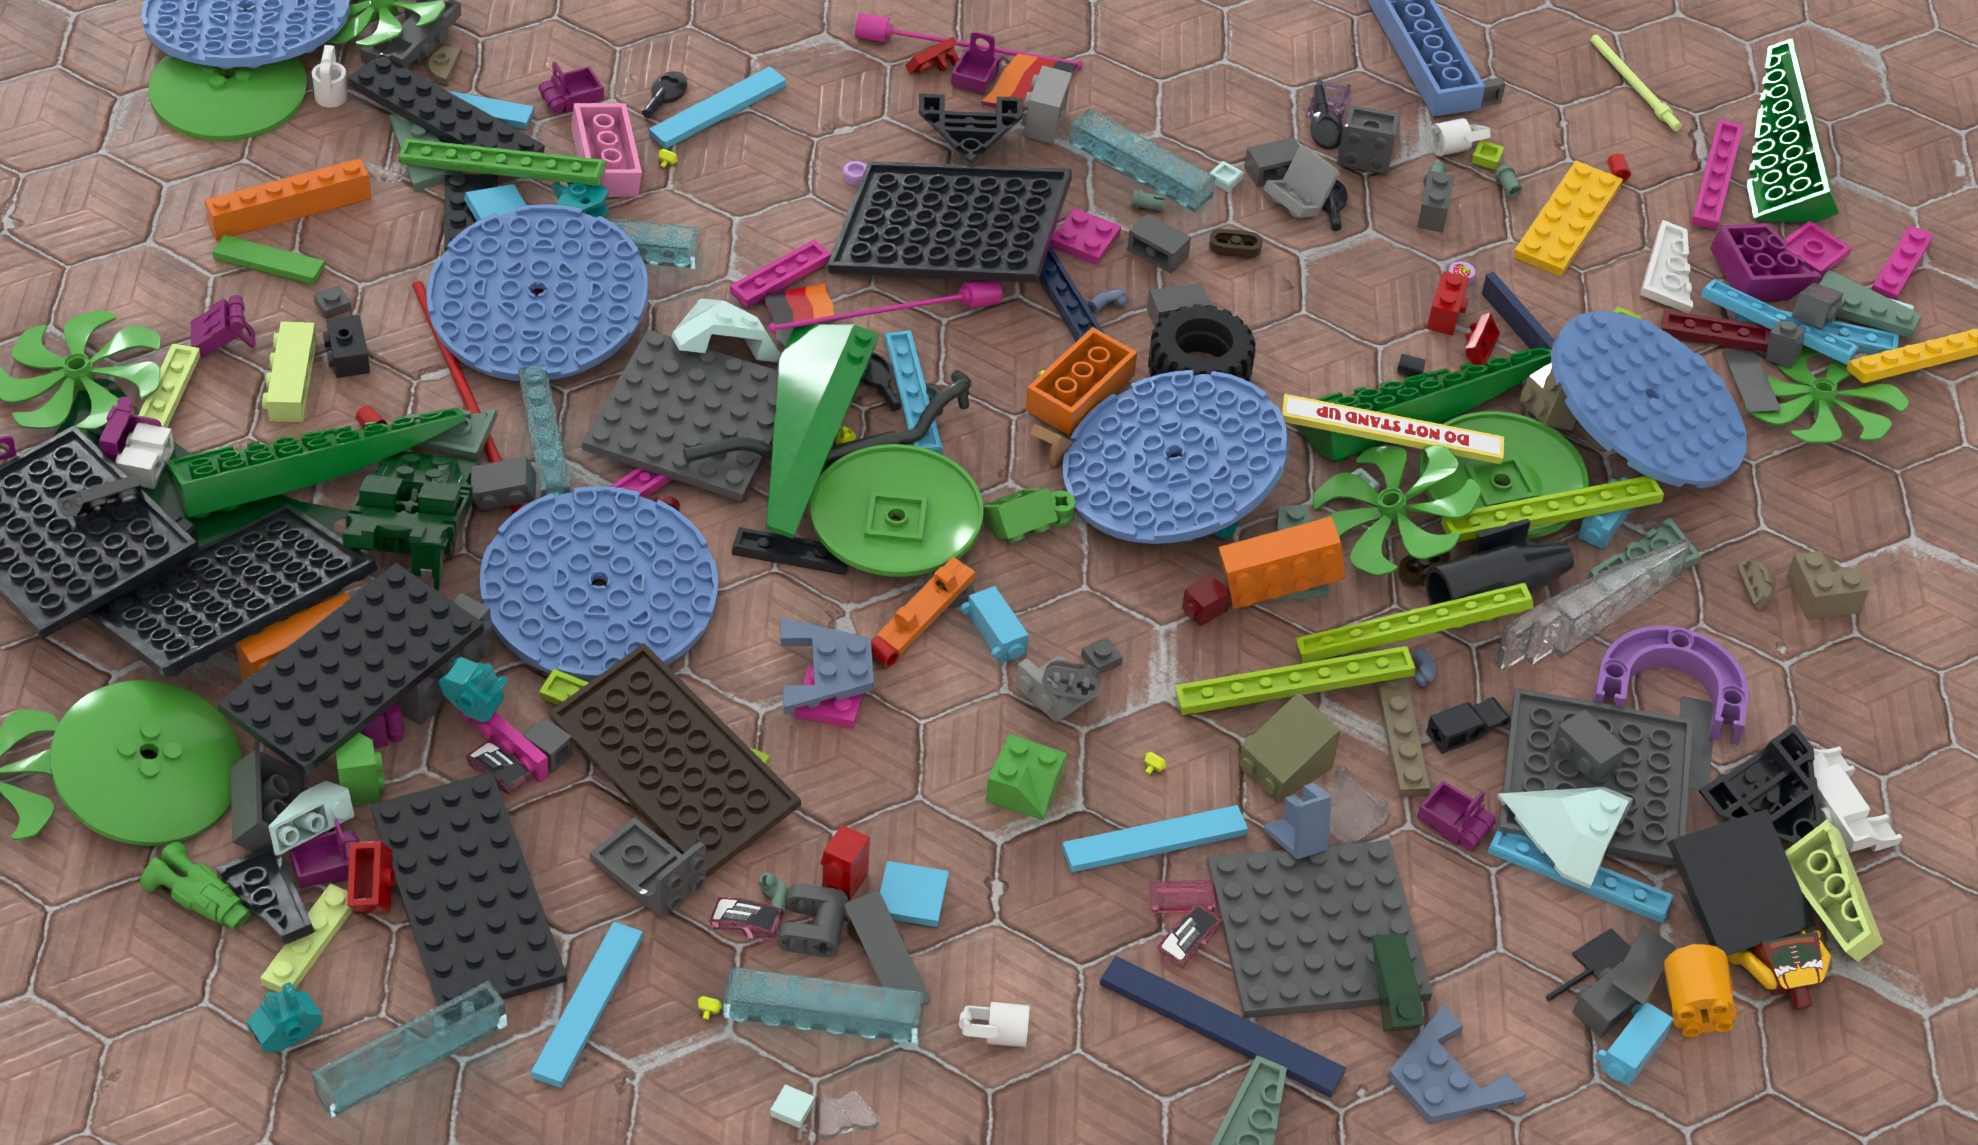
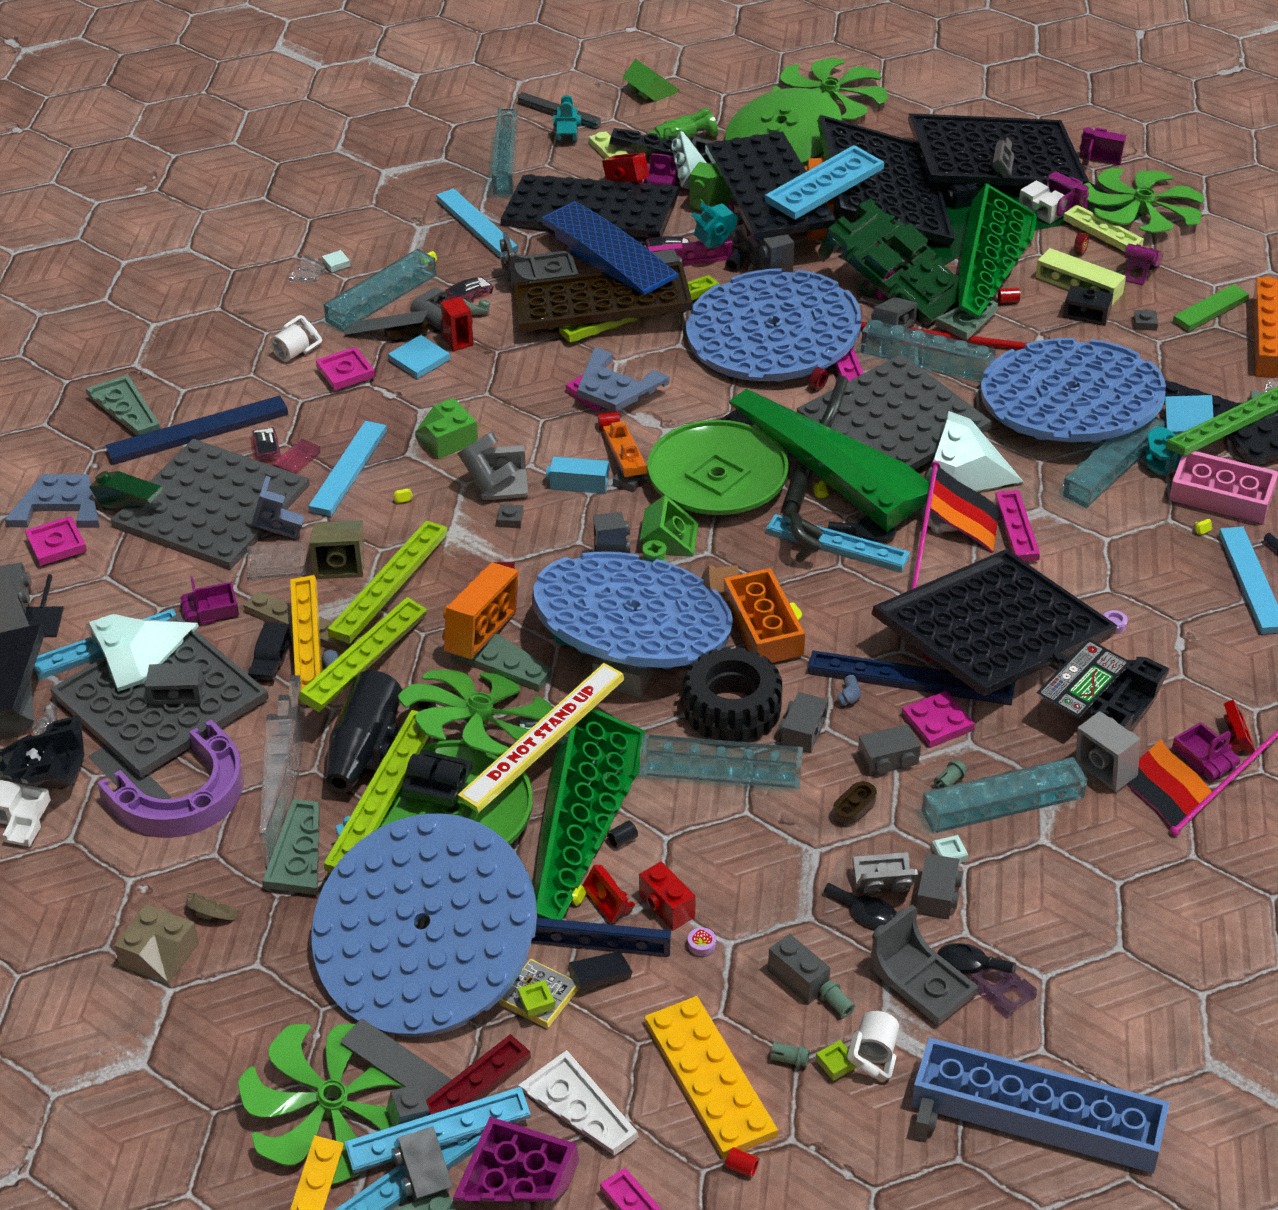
camera: 130 degrees right, 5 degrees down
(91, 991) = (648, 82): none -> bright green slope
(216, 394) = (1081, 243): none -> dark red tile
(231, 1072) = (551, 107): none -> dark grey axle
(342, 583) = (824, 182): none -> medium azure plate
(579, 793) = (608, 248): none -> slope
(983, 134) = (1083, 677): none -> sticker
(999, 946) = (345, 368): none -> dark pink plate
(1085, 533) = (611, 533): none -> dark grey brick
(1283, 330) = (721, 761): none -> clear light blue brick
(1431, 692) = (306, 628): none -> yellow plate
(1500, 477) = (436, 777): none -> black plate
(1507, 1020) = (55, 540): none -> dark pink plate
(1553, 310) = (599, 970): none -> black tile

